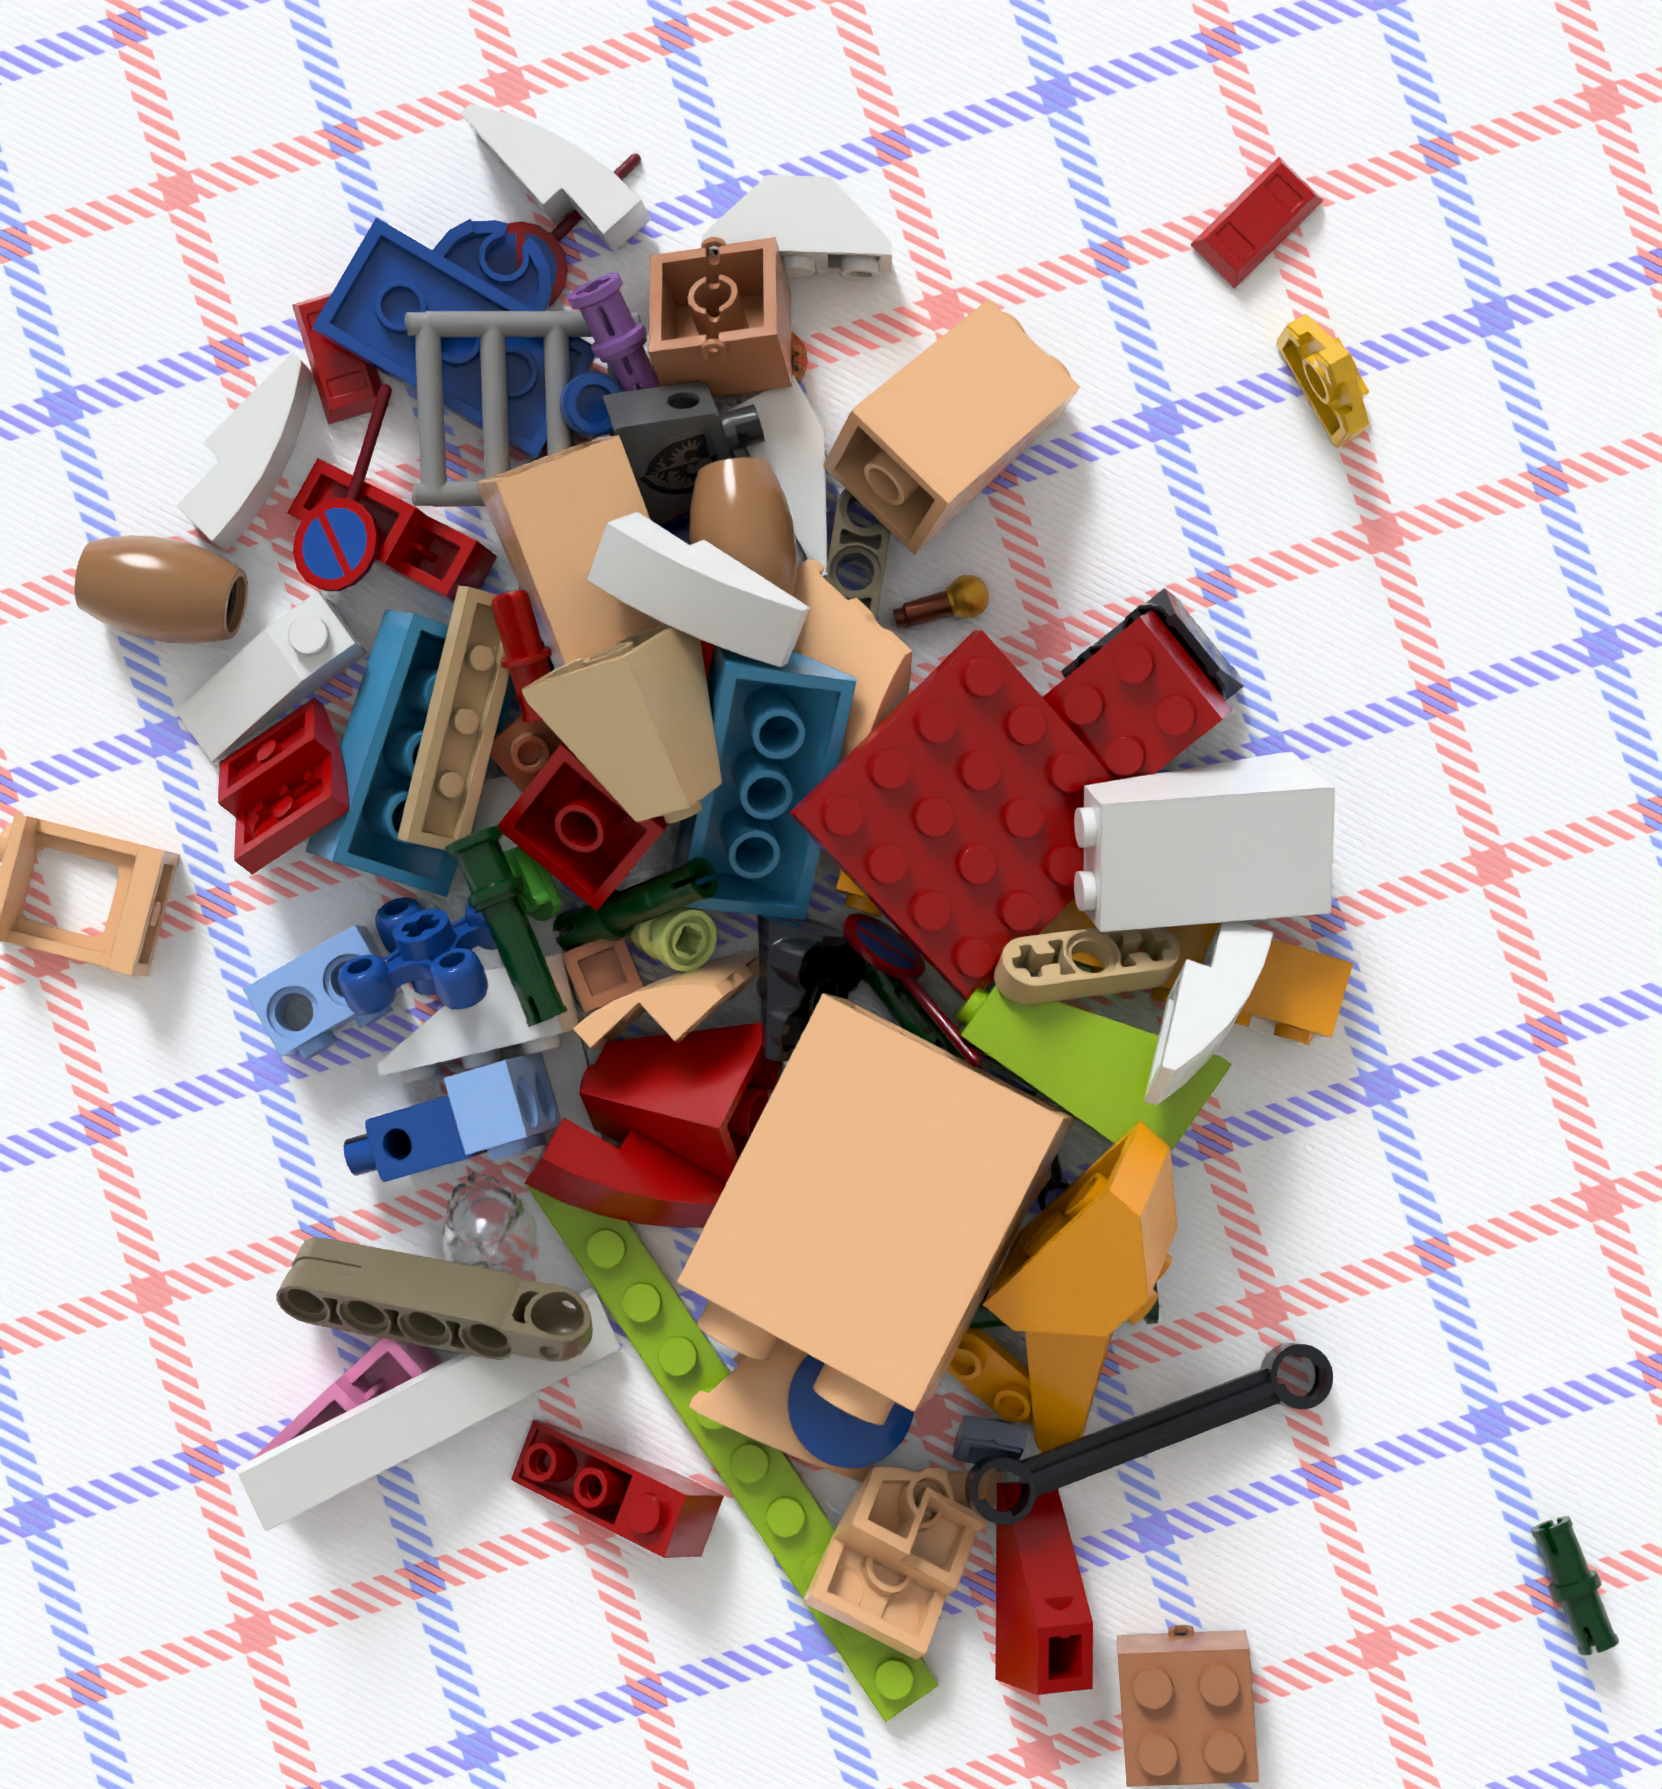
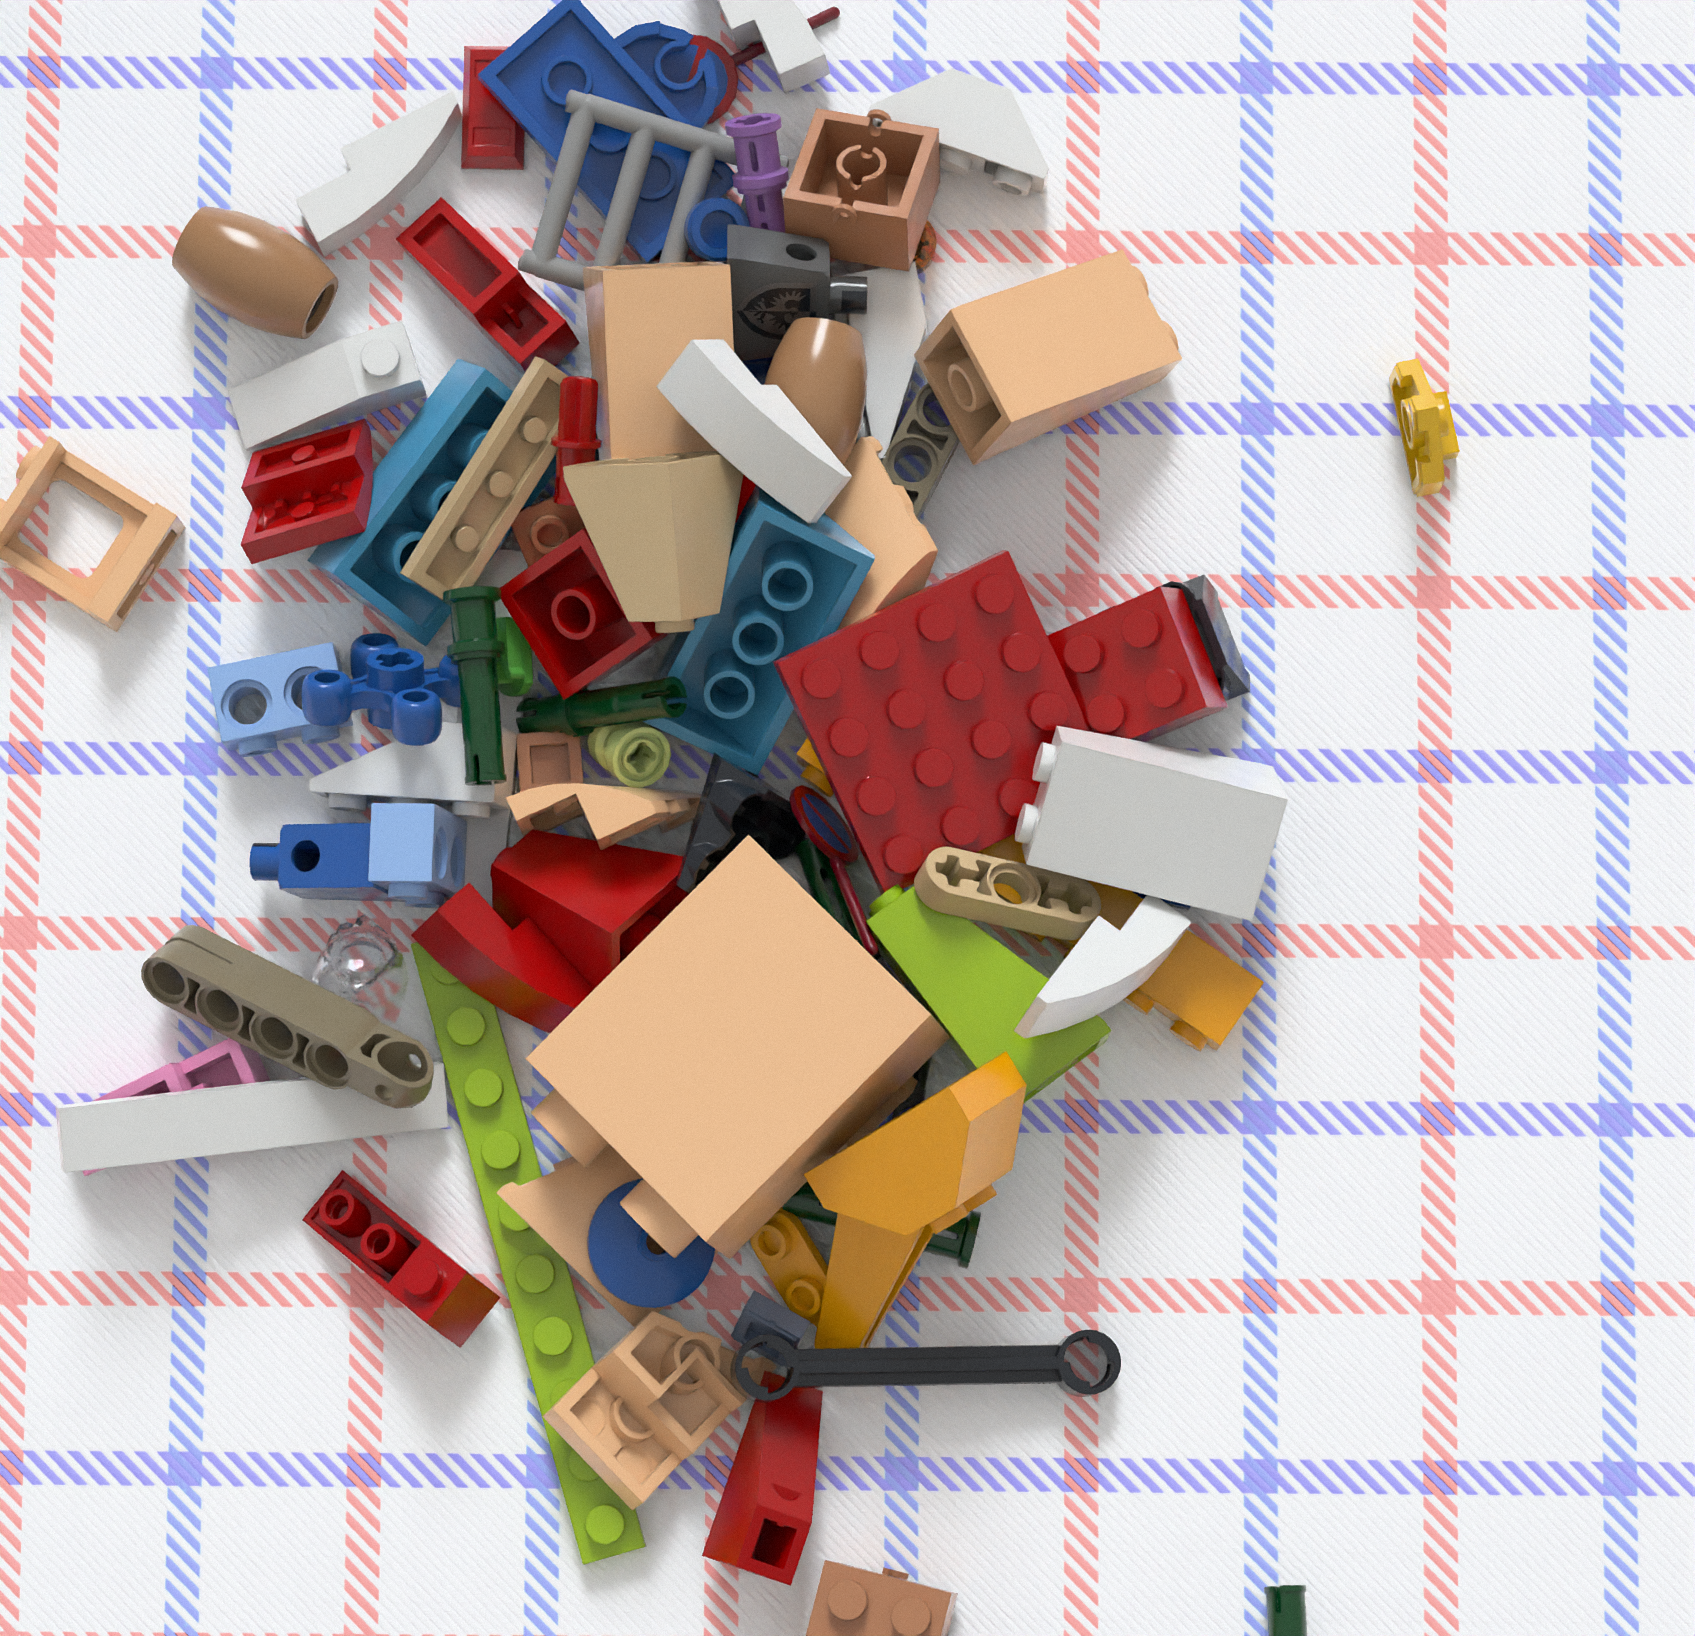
camera: 20 degrees right, 5 degrees down
(340, 535) = (440, 275): piece -> none
(962, 598) = (1010, 523): piece -> none
(1256, 222) = (1407, 259): red tile -> none

